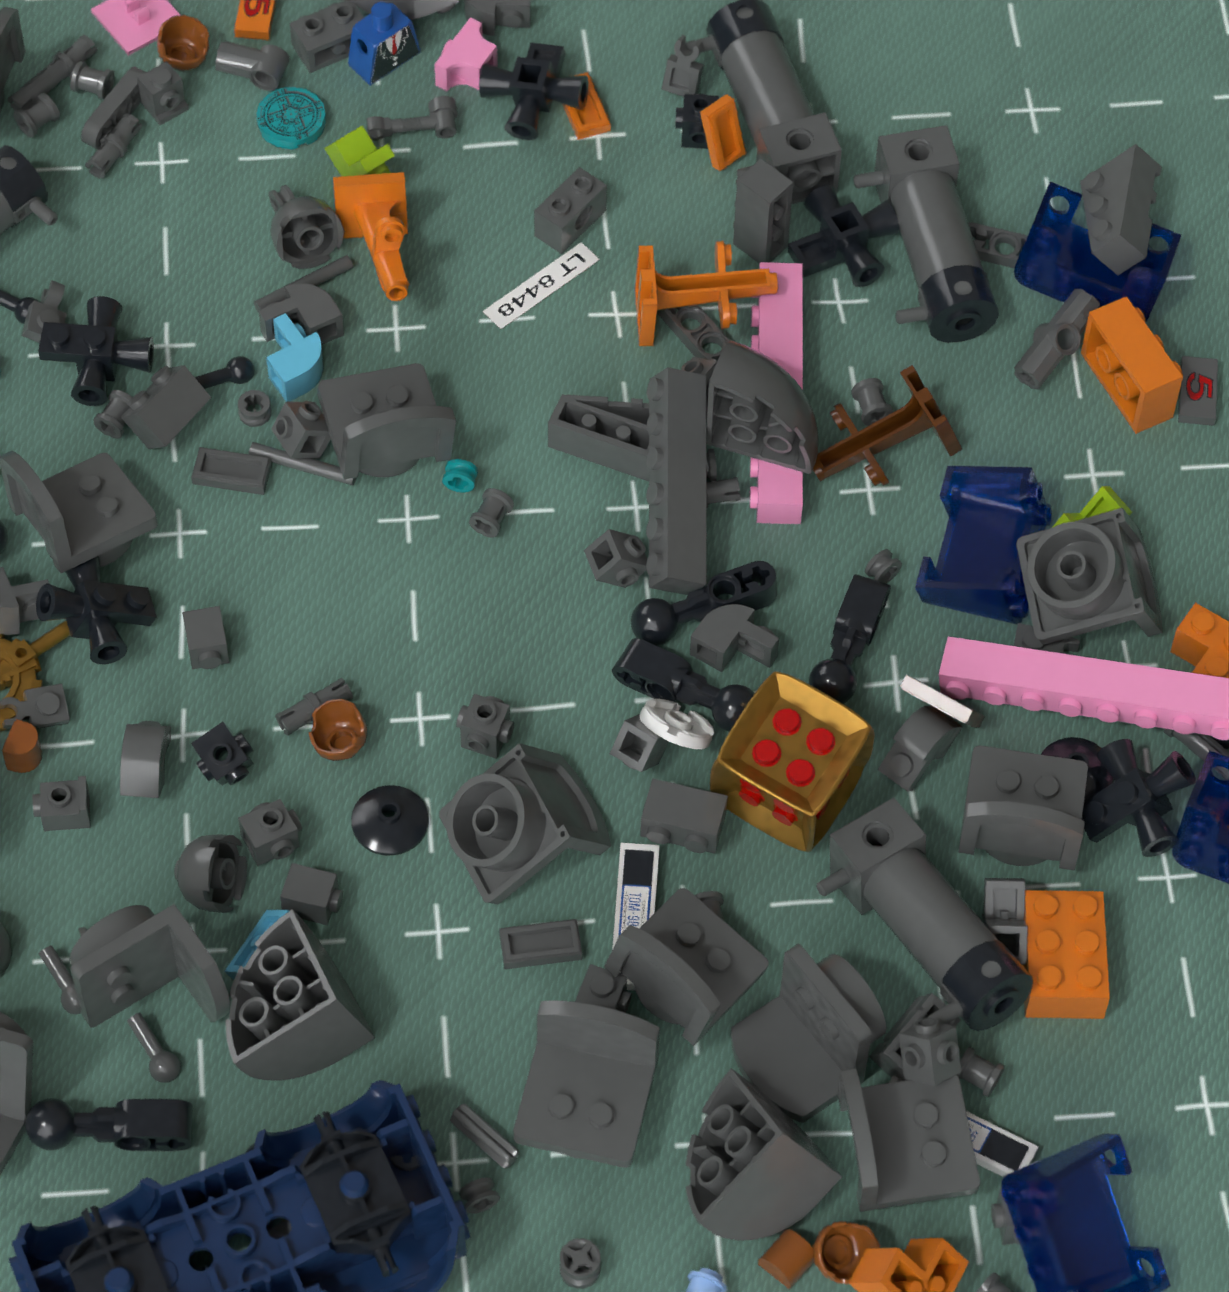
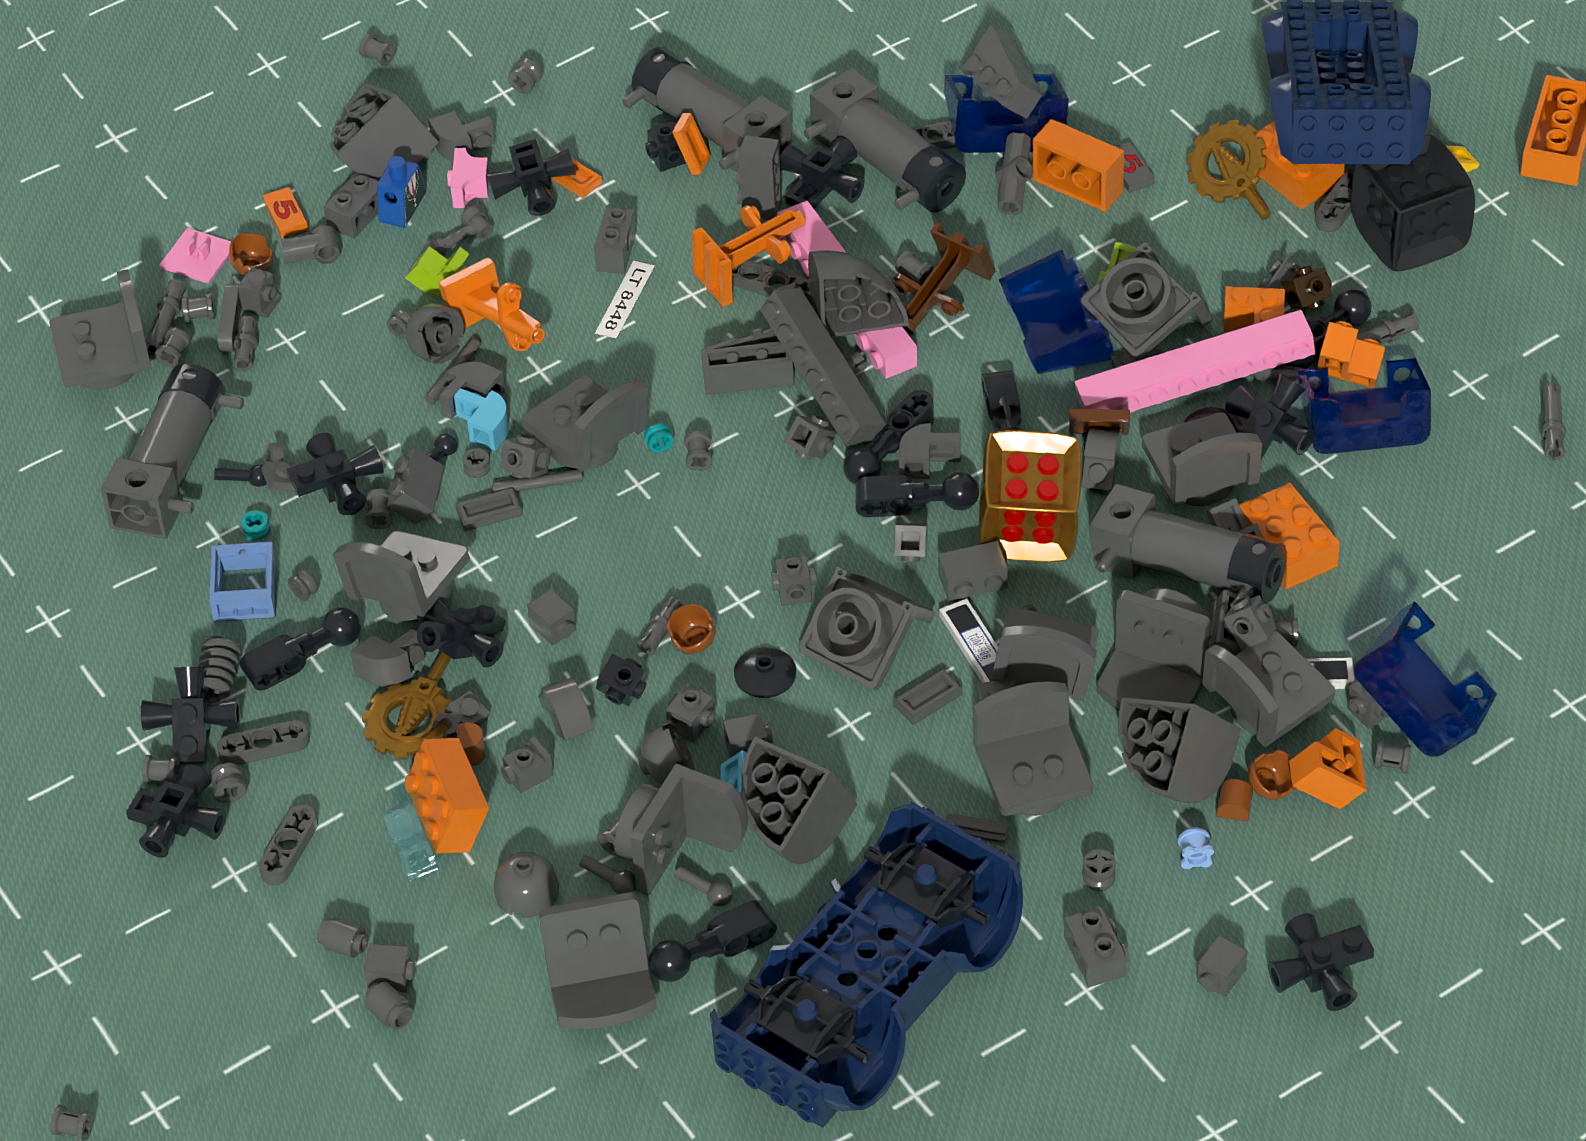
camera: 25 degrees left, 10 degrees down
(291, 117) = (363, 270): teal tile -> none
(675, 726) = (927, 517): white tile -> none
(681, 71) = (632, 120): dark grey plate -> none
(883, 566) = (996, 362): dark grey bush -> none

